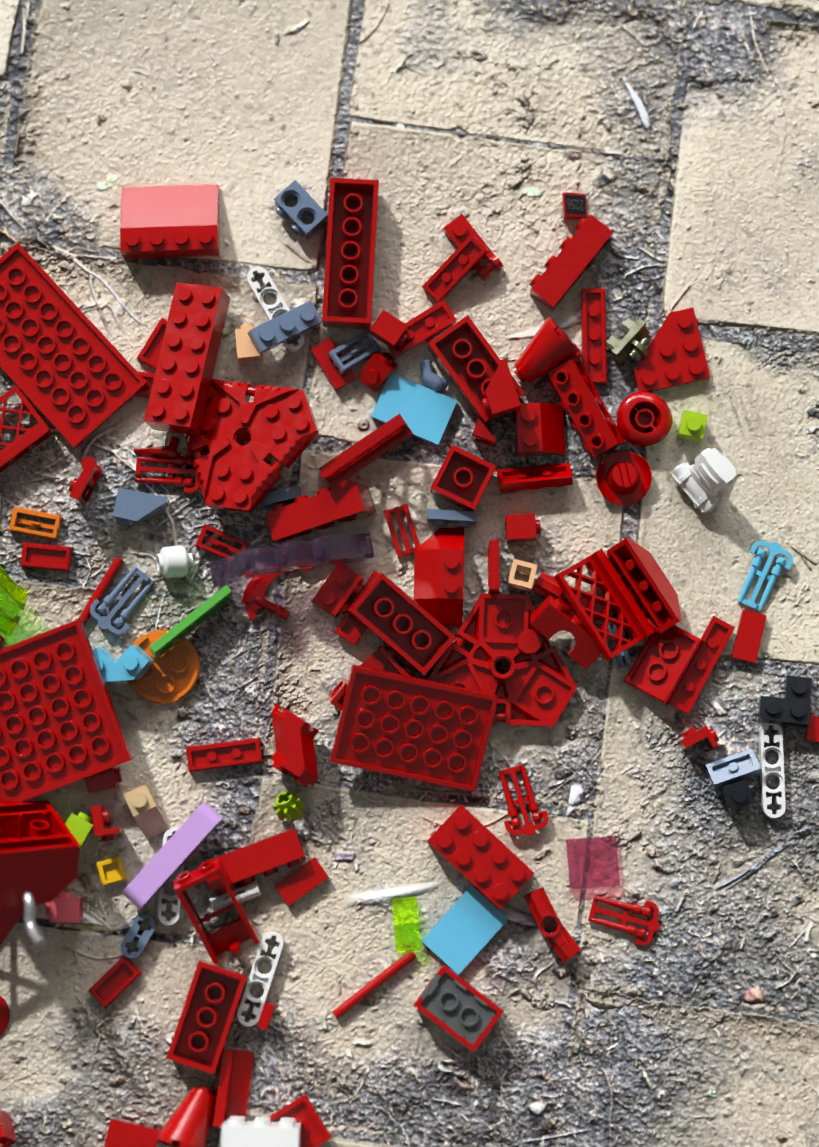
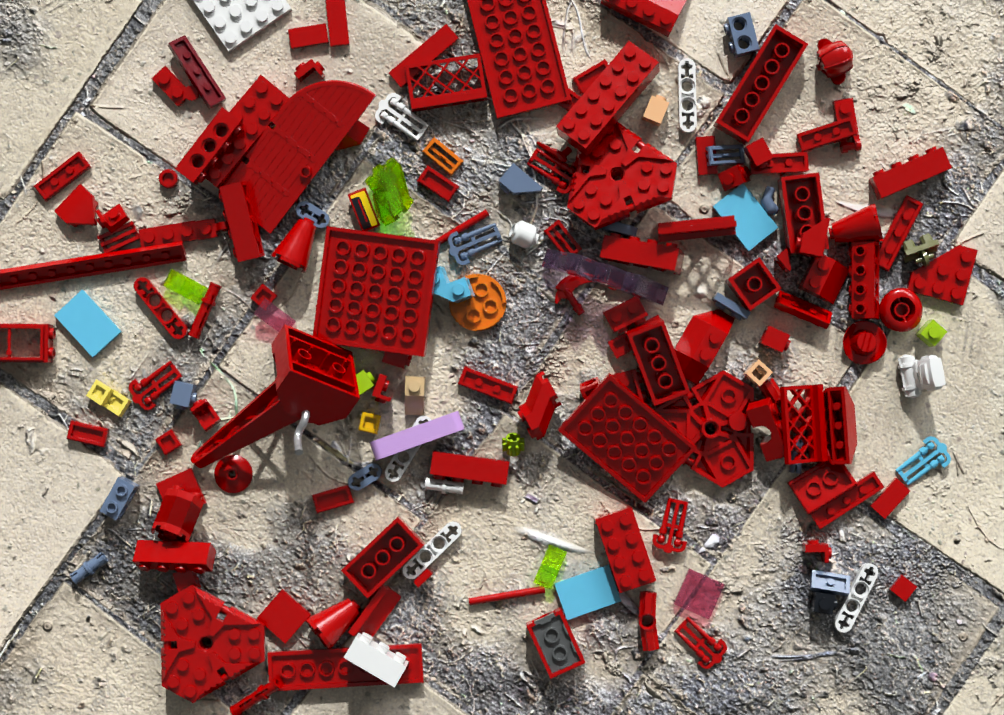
camera: 30 degrees right, 5 degrees up
(65, 909) = (325, 433): coral brick -> none
(83, 486) = (488, 149): red plate -> none
(191, 622) = (513, 282): bright green tile -> none
(227, 936) = (426, 509): red door -> none
(284, 327) = (687, 112): sand blue plate -> none
(301, 881) = (494, 499): red tile -> none
(396, 510) = (699, 296): red tile -> none
(418, 183) = (834, 60): none -> red piece
(493, 567) = (741, 357): red tile -> none
(574, 206) = (933, 134): slope -> none
(790, 710) = (893, 563): black plate -> none

